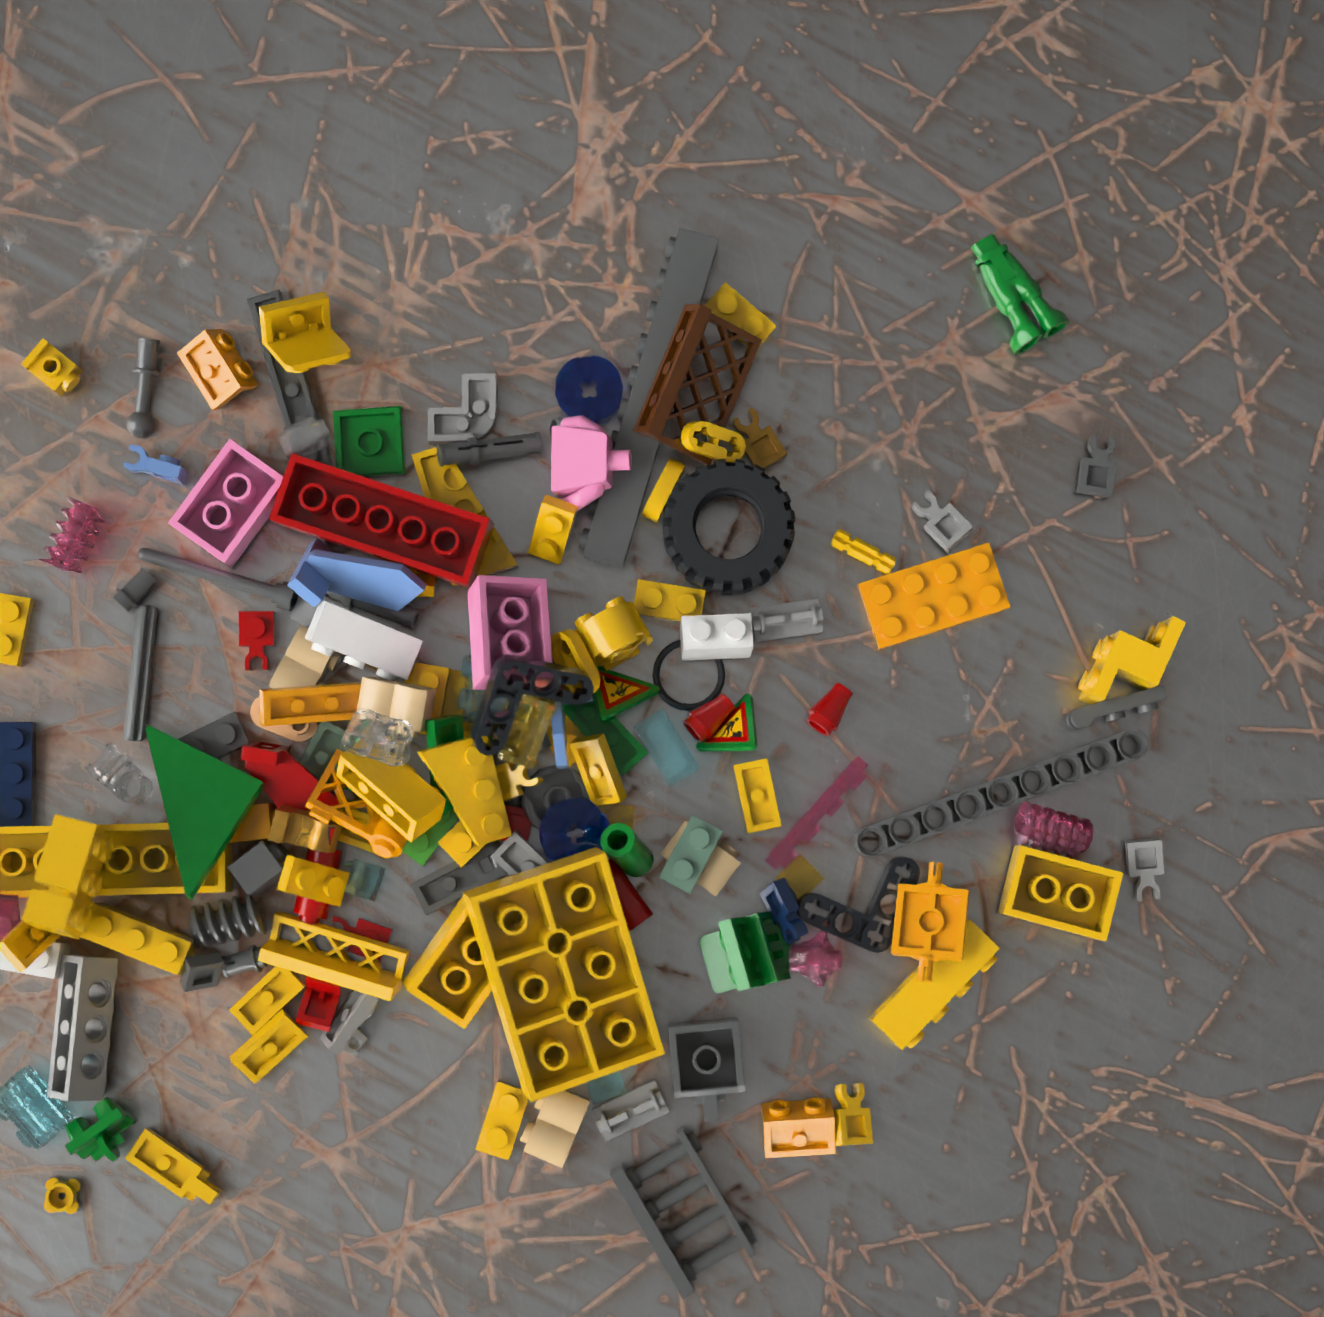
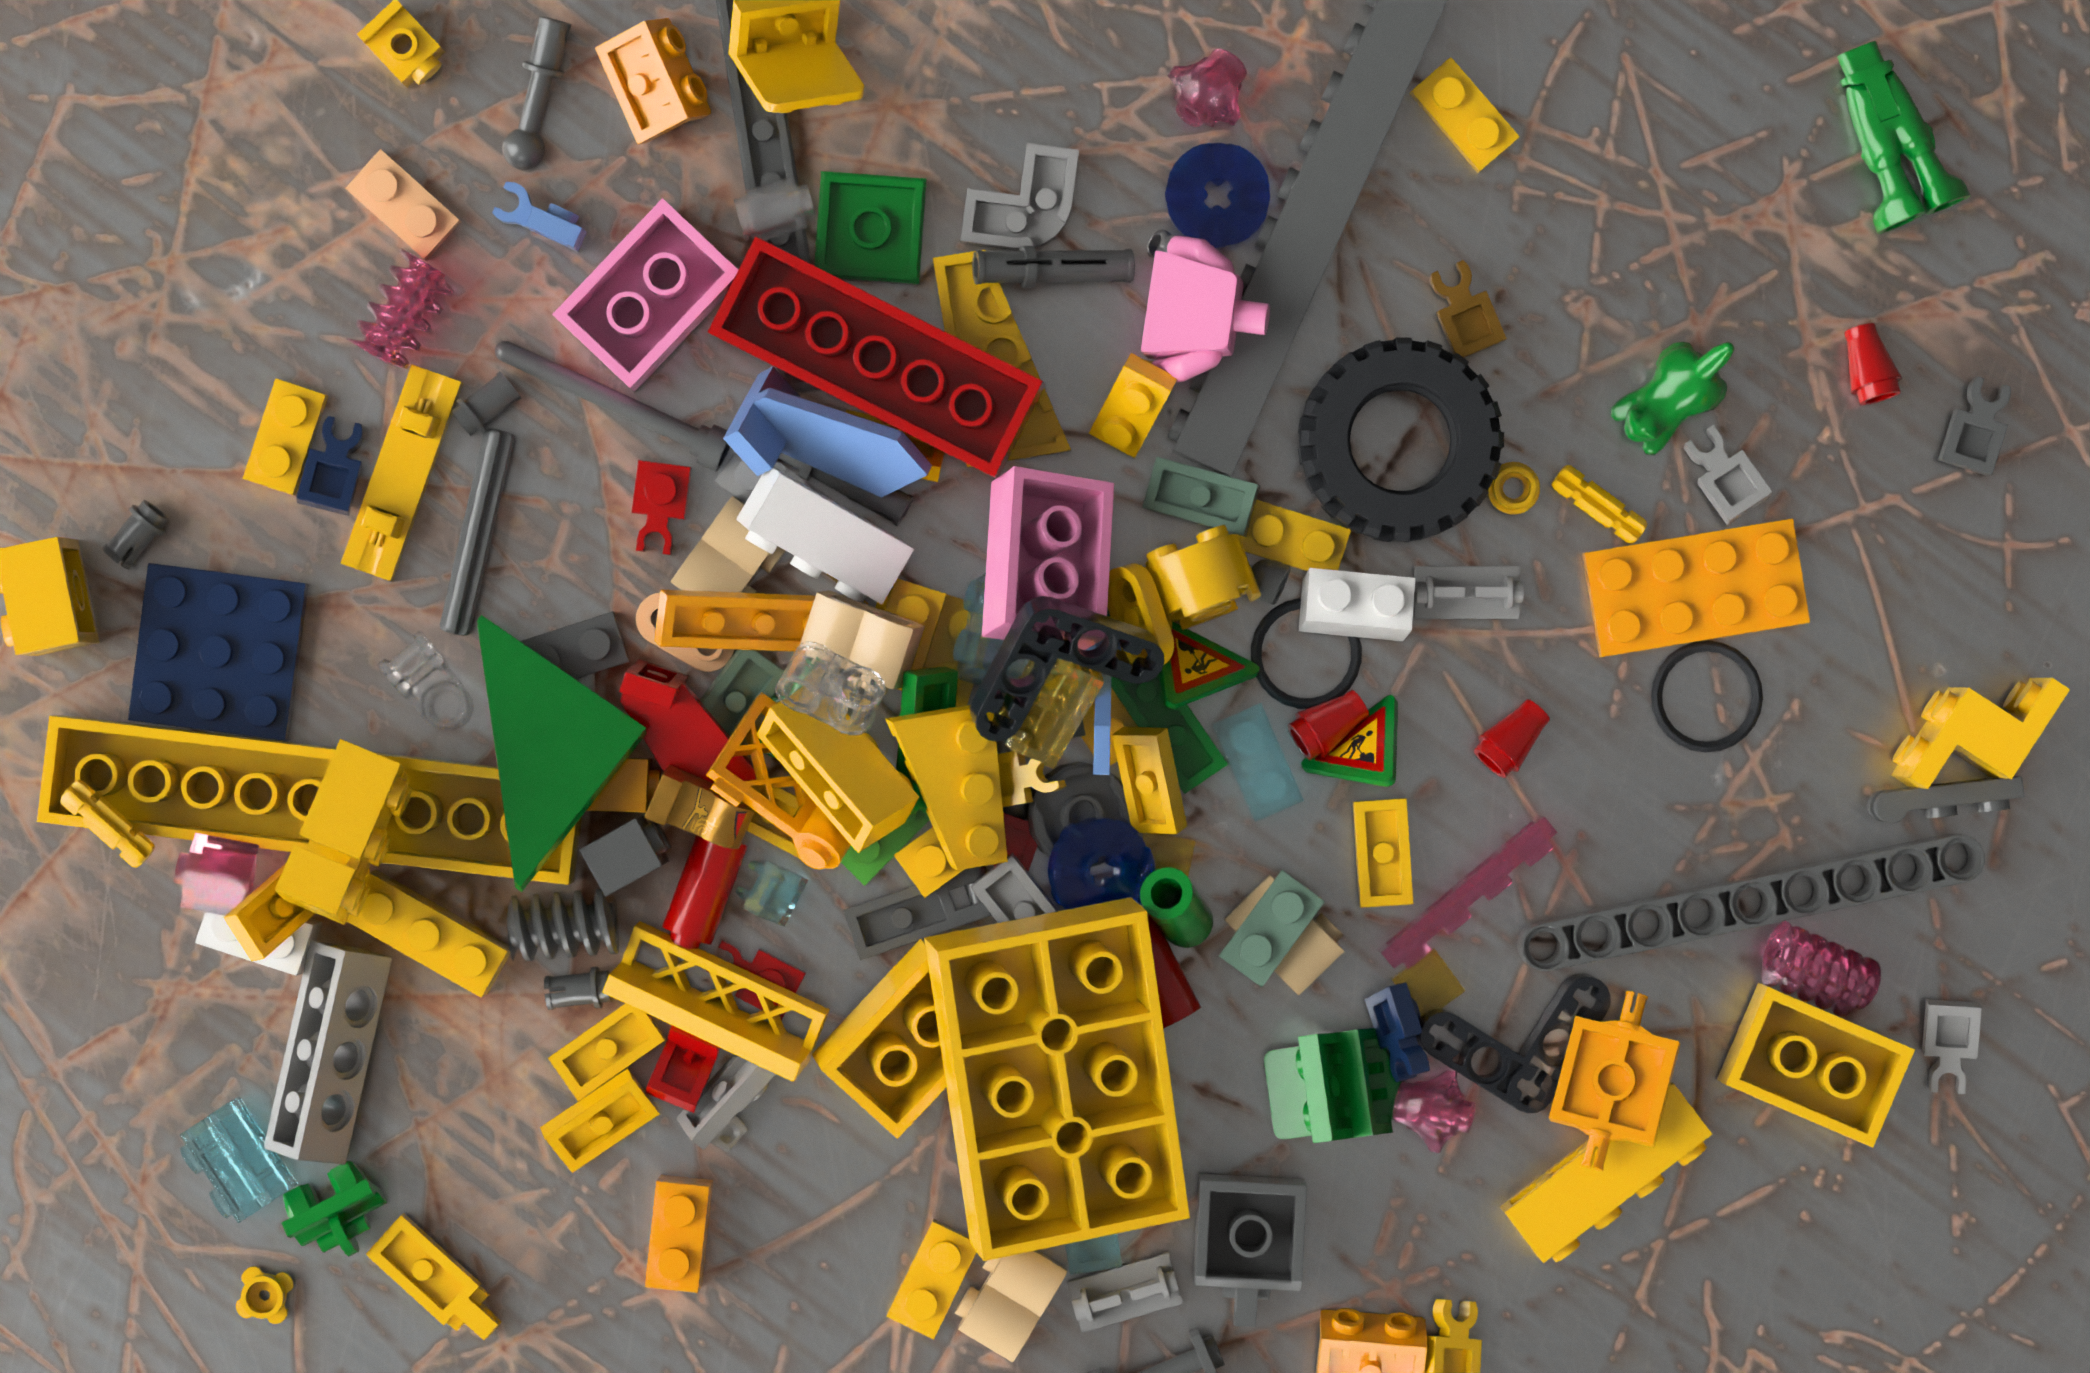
camera: 15 degrees right, 5 degrees up
(41, 650) = (331, 475): none -> dark blue plate
(67, 470) = (403, 204): none -> light nougat plate
(87, 642) = (402, 473): none -> yellow hinge
(201, 971) = (515, 995): dark grey plate -> none
(313, 881) = (702, 887): yellow plate -> none
(330, 1114) = (679, 1233): none -> light orange brick
(573, 323) = (1209, 89): none -> clear pink rock
(605, 582) = (1201, 496): none -> sand green plate
(659, 629) = (1271, 579): none -> dark grey hinge
(666, 483) = (1309, 367): yellow beam -> none
(677, 366) = (1358, 184): reddish brown fence -> none
(715, 434) = (1401, 297): yellow beam -> none
(806, 538) = (1530, 488): none -> yellow plate
(904, 469) = (1680, 388): none -> green animal
(951, 697) = (1657, 700): none -> black tyre
(1024, 440) = (1870, 366): none -> red cone

